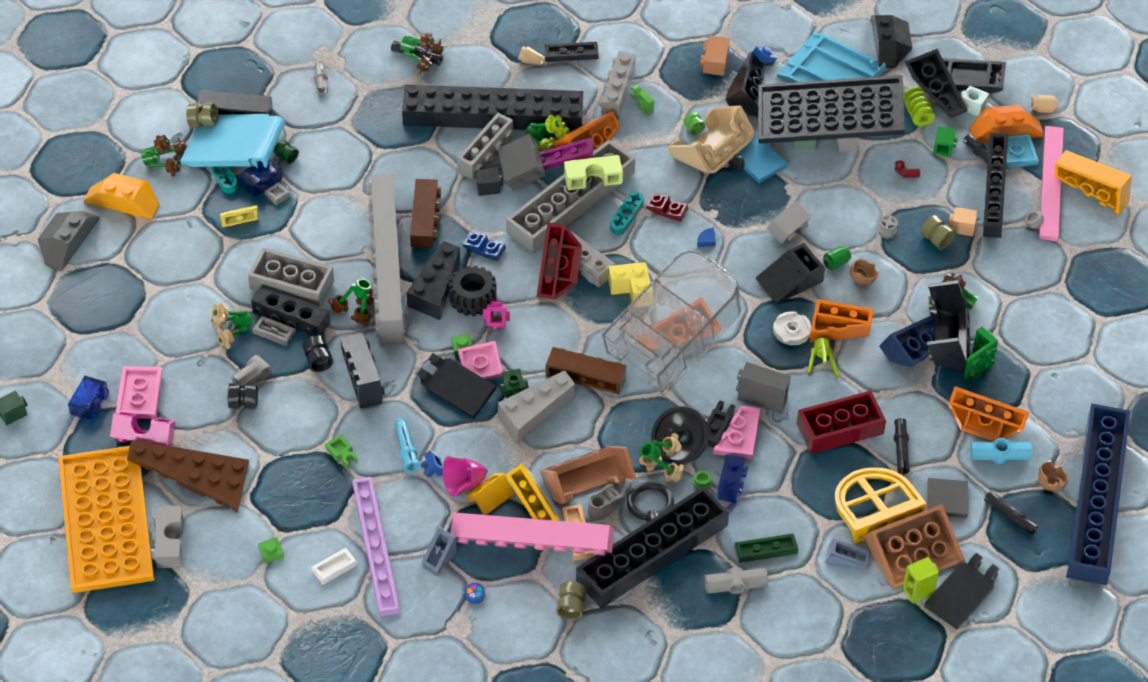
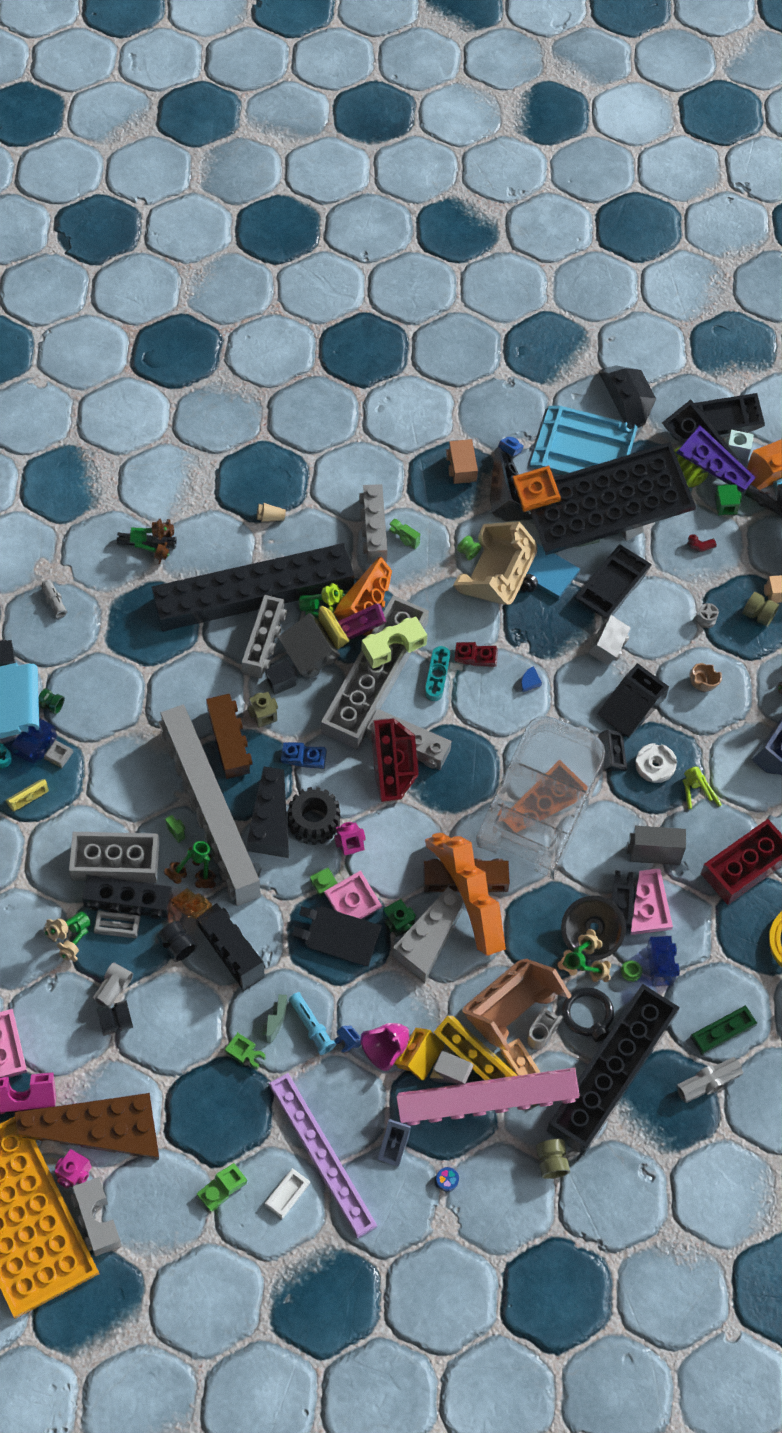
camera: 20 degrees left, 10 degrees up
(162, 494) = (72, 1169): none -> dark pink brick
(290, 540) = (231, 1179): none -> bright green plate
(340, 328) = (191, 904): none -> clear orange slope
(352, 270) = (176, 828): none -> bright green plate
(378, 434) = (276, 1020): none -> sand green slope
(462, 200) = (263, 709): none -> olive brick
(509, 505) = (451, 1069): none -> light grey slope
(546, 150) = (332, 627): none -> light yellow slope
(571, 51) = (310, 495): black plate -> none
(583, 367) = (483, 911): none -> orange arch
(628, 279) = (475, 753): light yellow brick -> none
(757, 310) = (614, 751): none -> black slope
(769, 87) = (536, 488): none -> orange tile
(813, 180) = (613, 582): none -> black slope
(836, 257) = (670, 667): green brick -> none
(840, 321) = (702, 742): orange wedge -> none
(941, 101) = (715, 459): none -> dark purple wing

